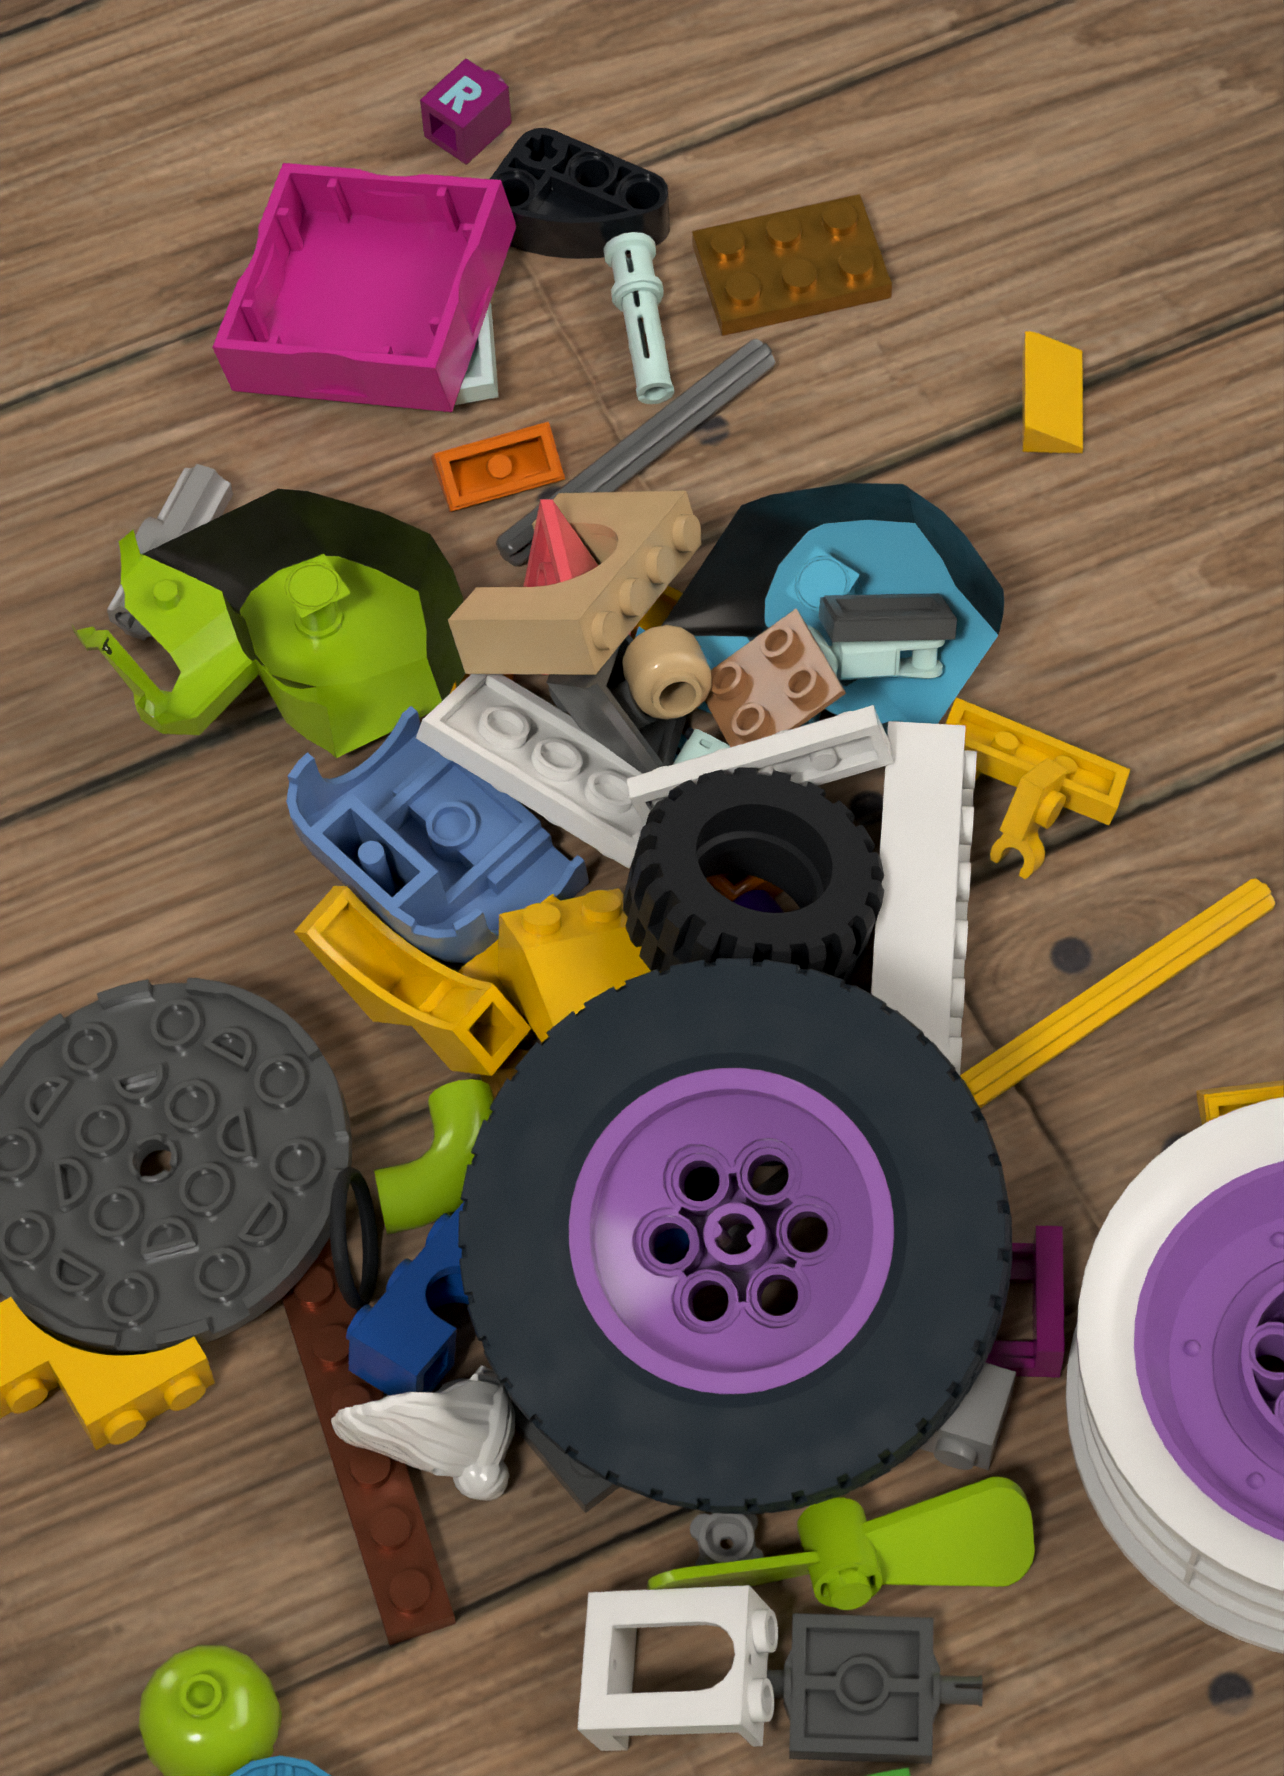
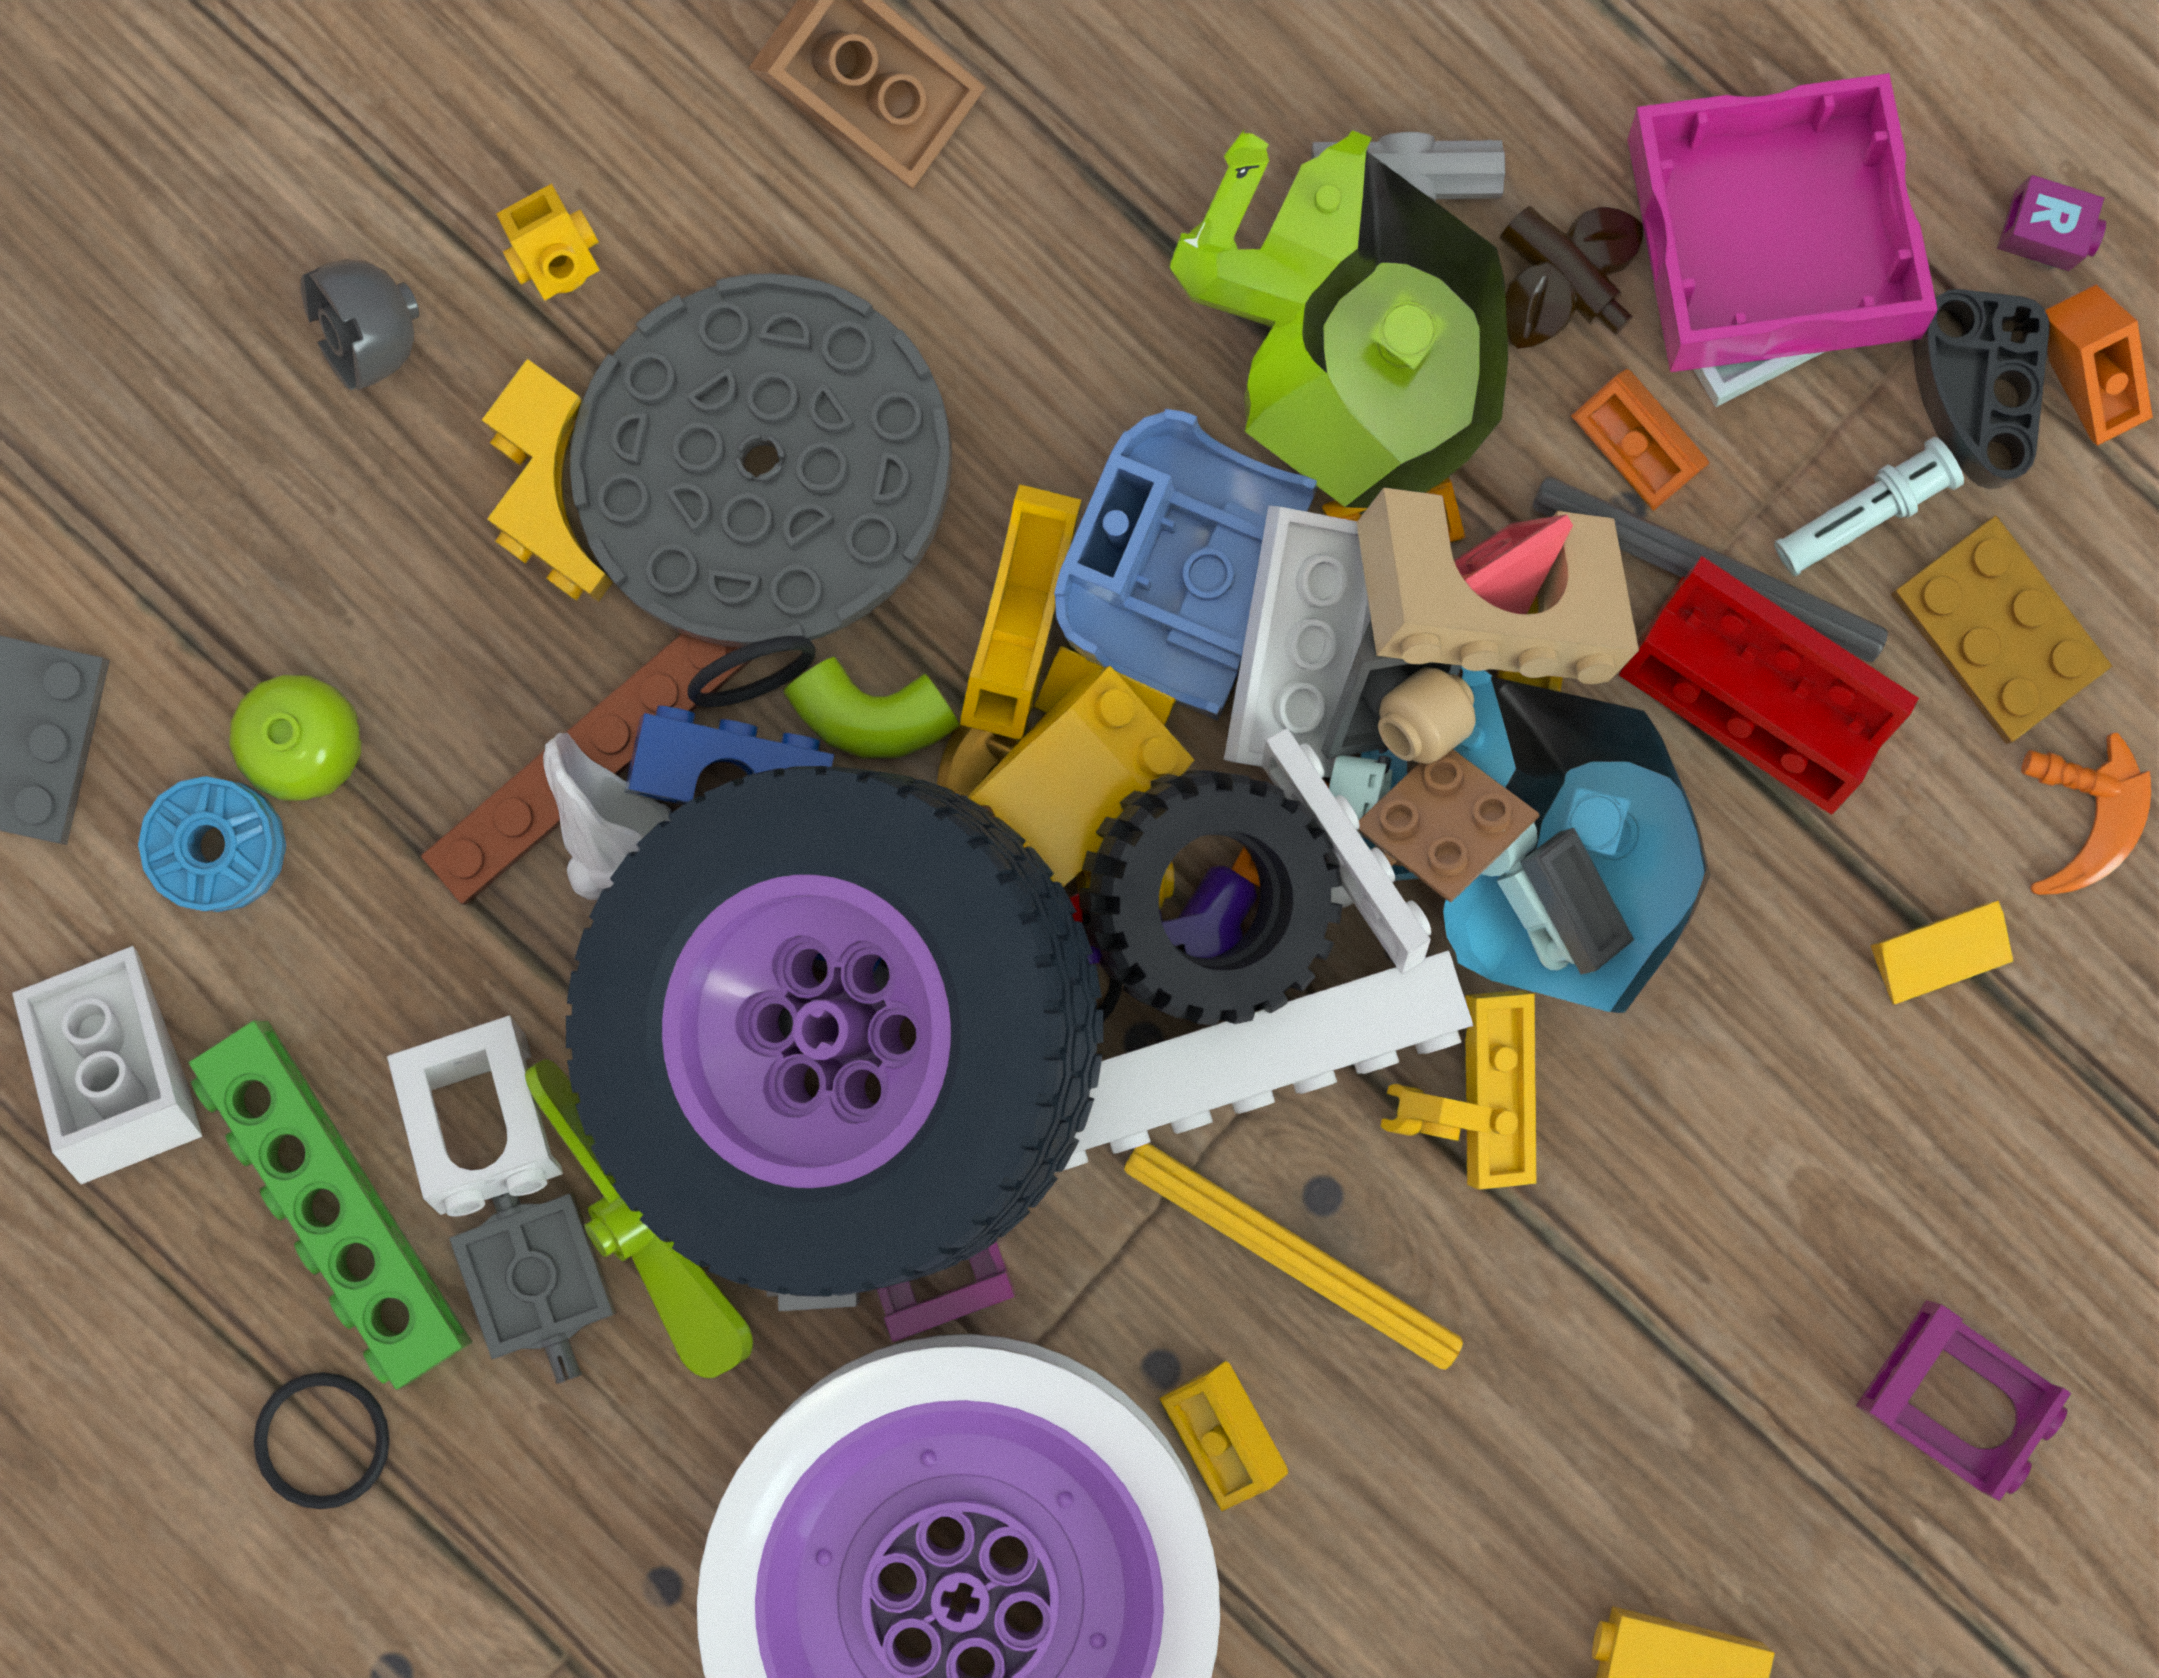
camera: 65 degrees right, 25 degrees up
(324, 456) = (1568, 272): none -> dark brown plant
(601, 112) = (2099, 363): none -> orange slope
(762, 425) = (1767, 685): none -> red brick
(986, 234) = (2120, 813): none -> orange piece

